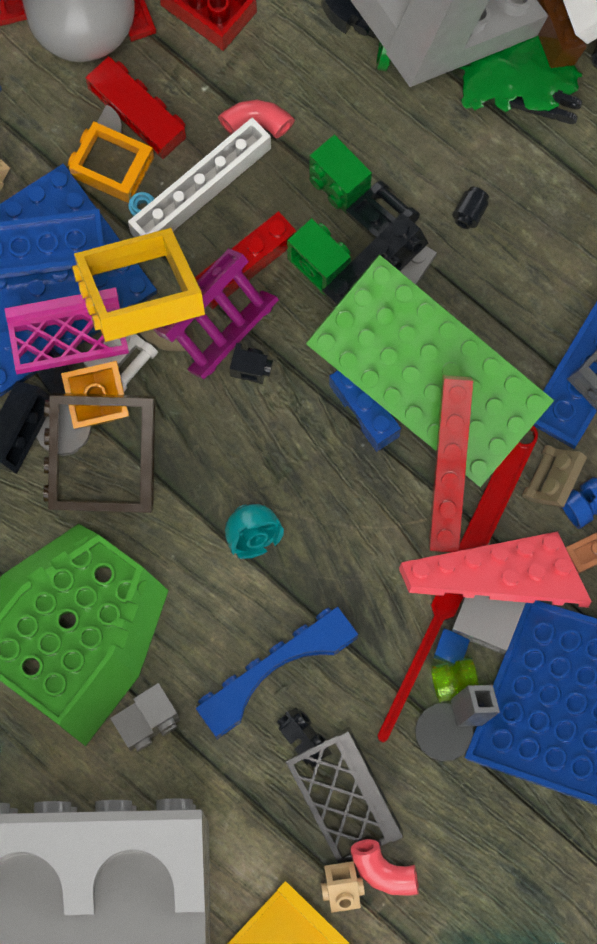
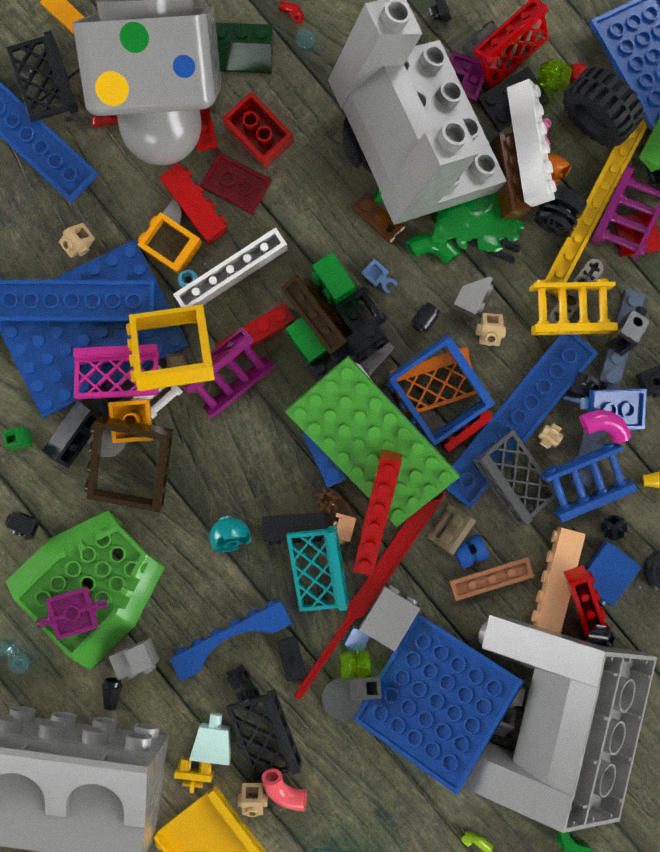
camera: 10 degrees right, 10 degrees up
(53, 659) = (72, 613): none -> magenta plate
(119, 773) = (111, 691): none -> black cone
(188, 74) = (236, 183): none -> dark red tile
(240, 865) = (193, 776): none -> yellow hips
(250, 364) = (247, 411): black brick -> none
(267, 114) = (283, 222): coral cylinder -> none
(272, 818) = (212, 742): none -> light aqua torso
(323, 215) = (316, 313): none -> dark brown fence
(339, 507) = (278, 526): none -> black brick
(364, 688) = (291, 658): none -> black plate
(381, 458) = (331, 503): none -> clear orange gear
(385, 92) = (377, 218): none -> reddish brown plate
(396, 162) = (376, 274): none -> medium blue plate
(403, 542) = (335, 571): none -> teal fence
(407, 498) = (345, 527): none -> light nougat brick
(453, 114) = (423, 244): none -> green cylinder
(494, 264) = (431, 364): none -> orange fence
(504, 571) = (408, 596): coral wing -> none
(527, 172) = (471, 296): none -> light grey slope
(540, 265) = (463, 418): none -> blue window
(553, 346) = (467, 430): none -> red plate
(561, 209) = (491, 329): none -> tan brick

